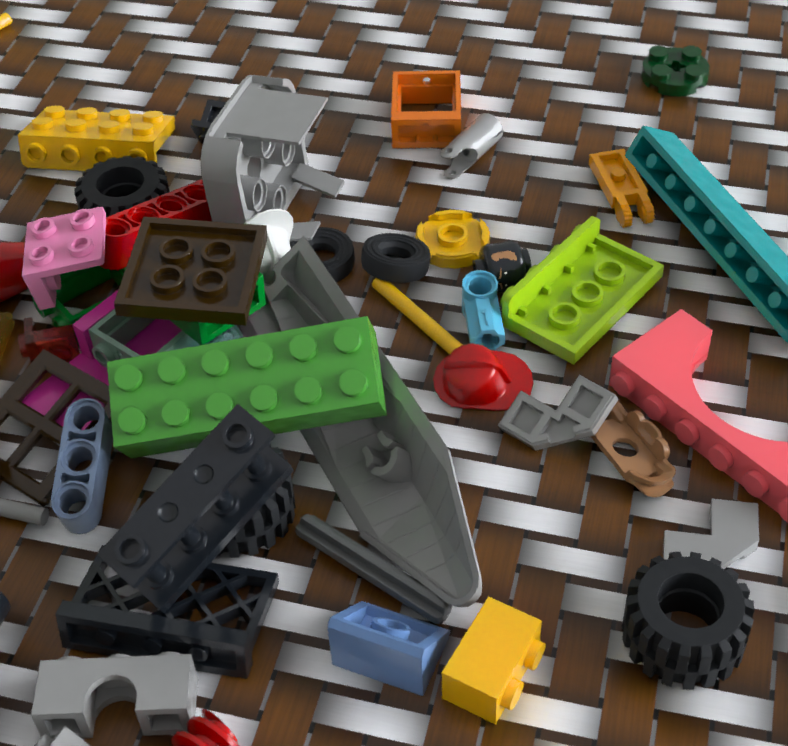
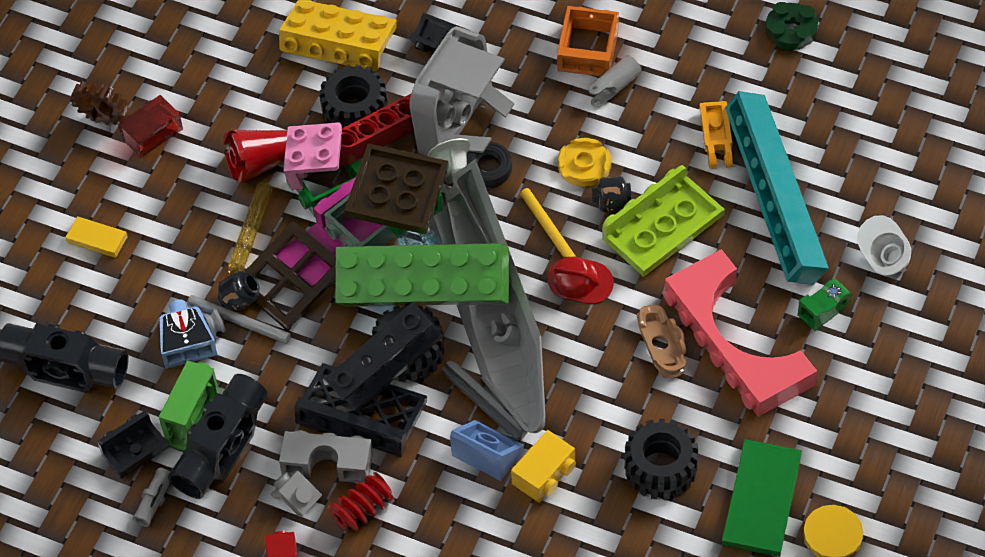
camera: 10 degrees right, 10 degrees up
(57, 340) = (300, 214): clear red bracket -> none
(84, 485) = (311, 297): sand blue beam -> none
(409, 269) = (535, 186): black tyre -> none
(482, 309) = (590, 229): medium azure piece -> none
(575, 418) = (631, 319): light grey tile -> none
(731, 537) = (708, 411): light grey tile -> none

